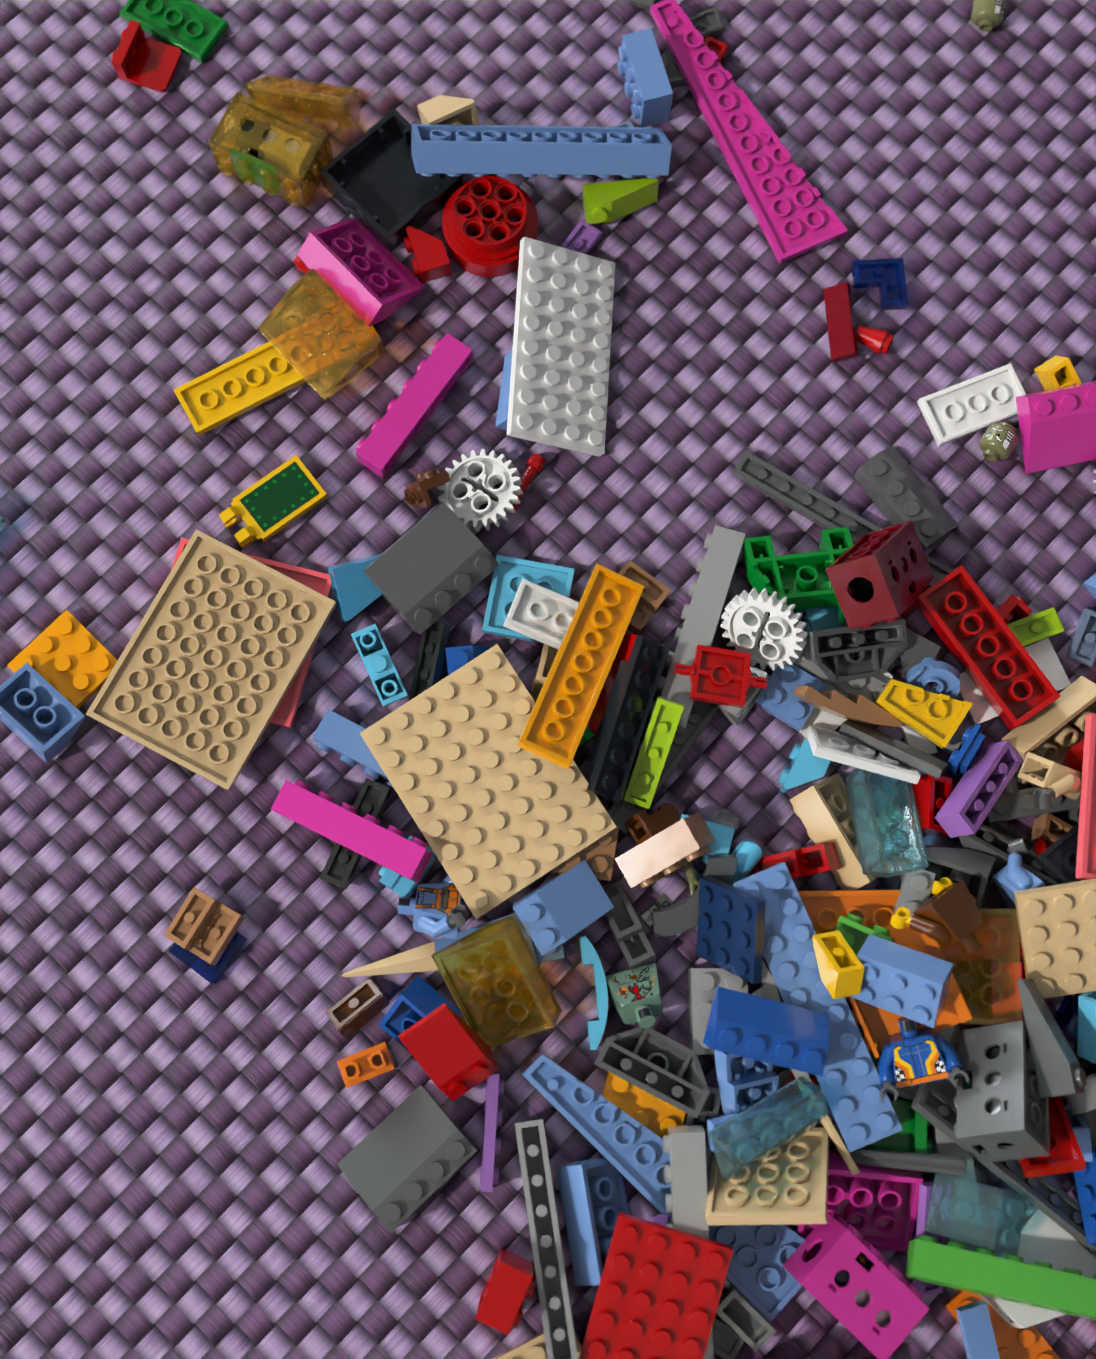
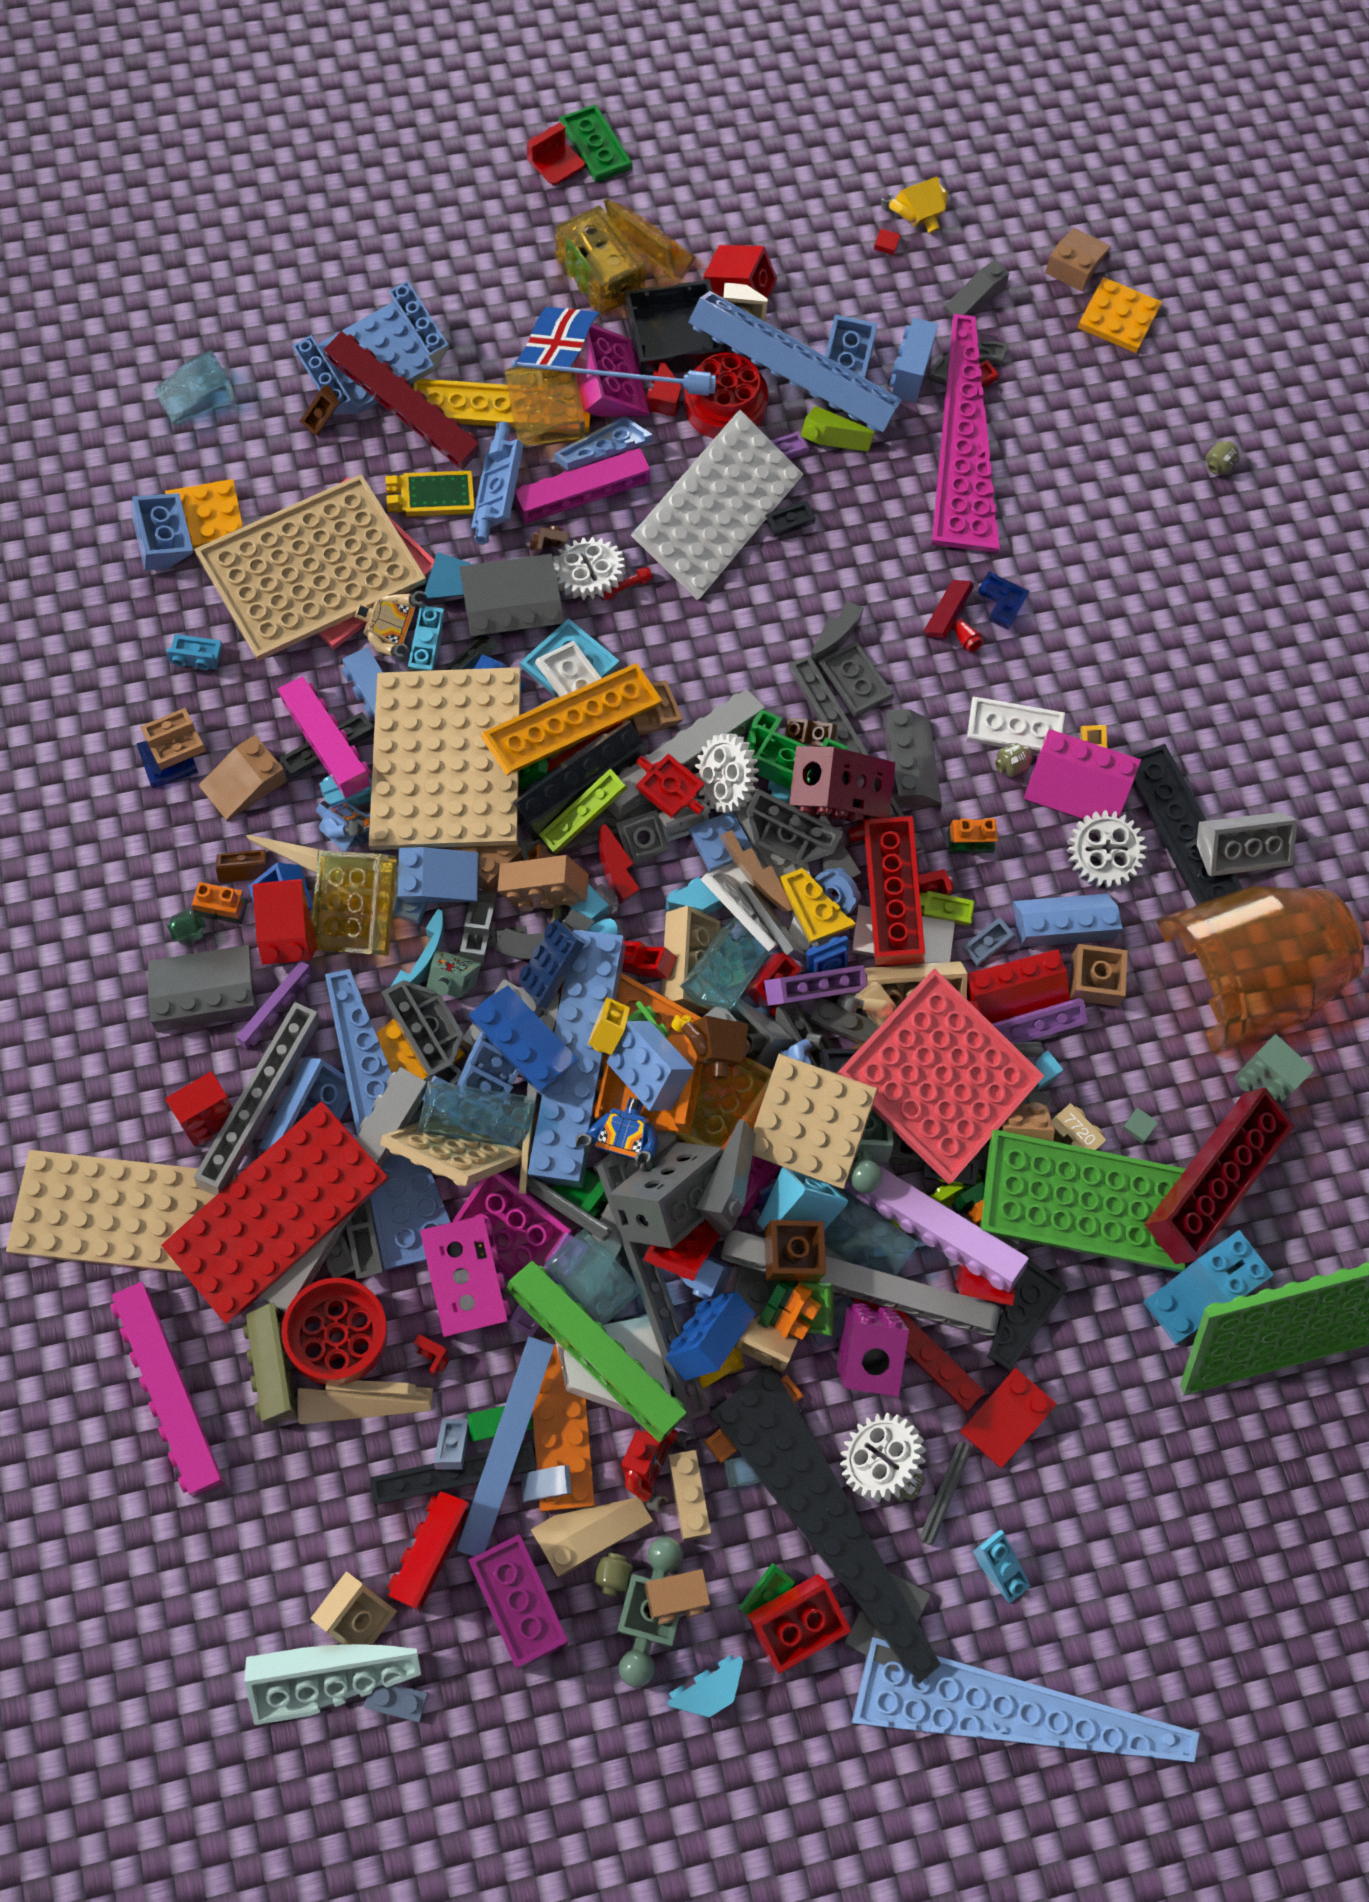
camera: 30 degrees right, 10 degrees down
(105, 484) = (320, 410): none -> reddish brown slope
(117, 388) = (396, 334): none -> medium blue slope
(158, 818) = (195, 652): none -> dark azure bracket
(179, 424) = (402, 400): none -> dark red brick
(298, 921) = (243, 778): none -> medium nougat slope
(301, 270) = (560, 338): none -> flag
(331, 670) = (389, 622): none -> torso
(334, 456) = (497, 483): none -> medium blue plate
(351, 1108) = (186, 926): none -> clear green head
(408, 345) = (603, 443): none -> medium blue wing
(413, 79) = (743, 266): none -> red slope
(574, 97) = (852, 343): none -> medium blue slope
(633, 318) = (790, 518): none -> black plate
(703, 737) = (628, 832): none -> dark grey piece
(713, 783) = (616, 865): none -> red slope
(754, 409) = (837, 631): none -> dark grey slope
(797, 530) = (810, 732): none -> reddish brown slope
(800, 448) = (855, 679): none -> dark grey tile
(1011, 542) = (978, 832): none -> orange hips

